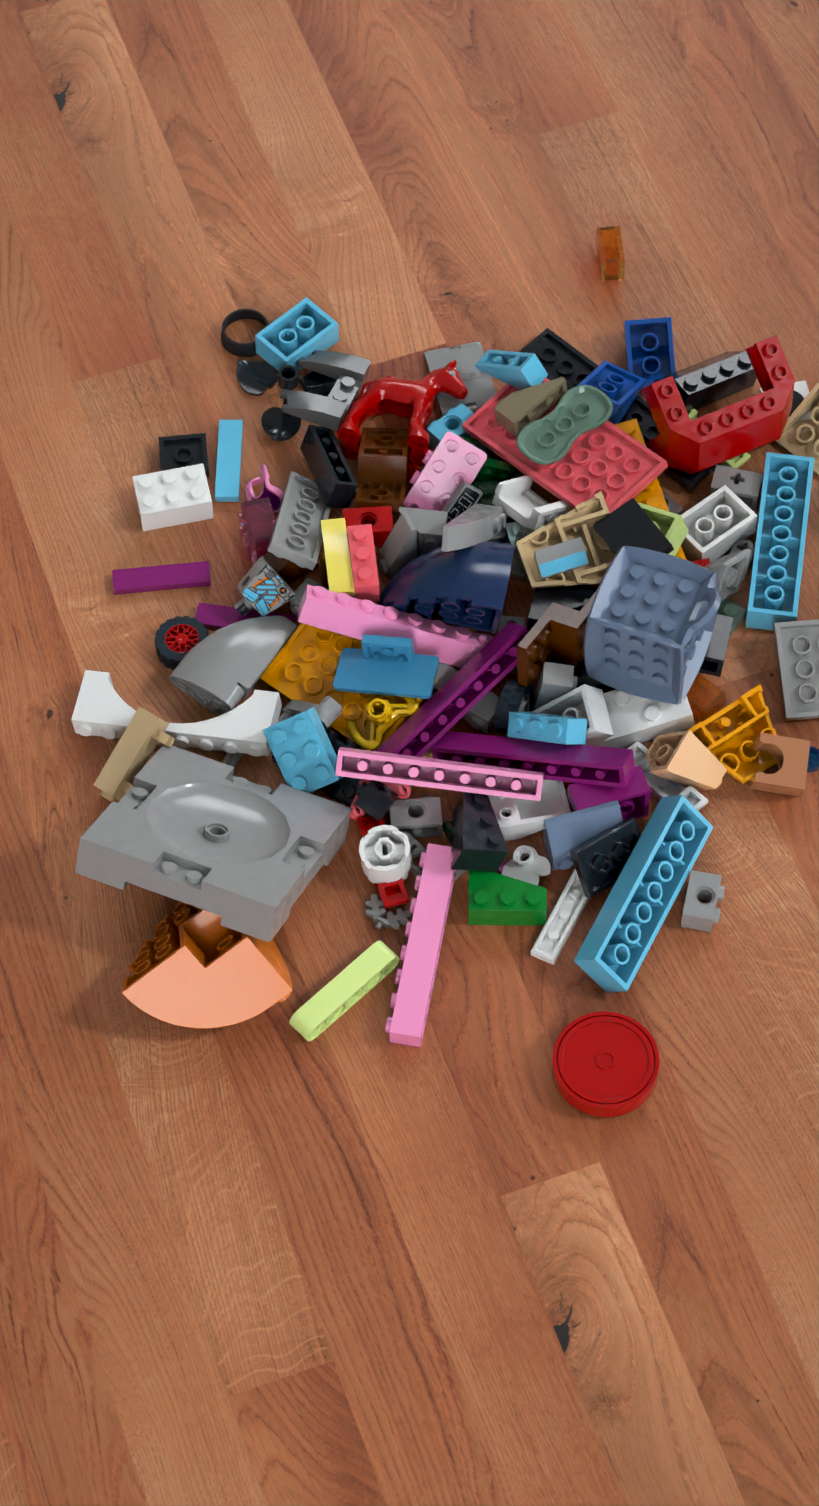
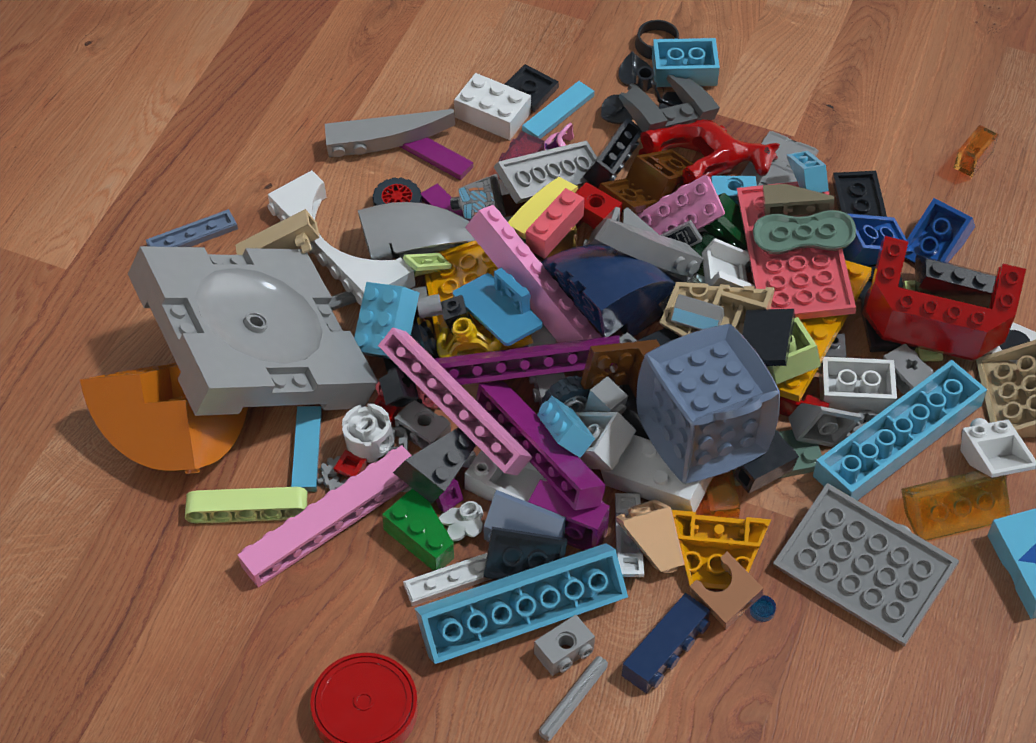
camera: 40 degrees right, 5 degrees down
(33, 806) = (196, 231): none -> sand blue tile
(104, 593) = (384, 132): none -> light grey slope
(279, 677) = (426, 263): none -> yellowish green slope
(342, 912) = (306, 447): none -> medium azure tile
(354, 702) = (454, 309): none -> black bracket
(745, 935) = (573, 698): none -> light grey axle
(771, 840) = (666, 643): none -> dark blue brick

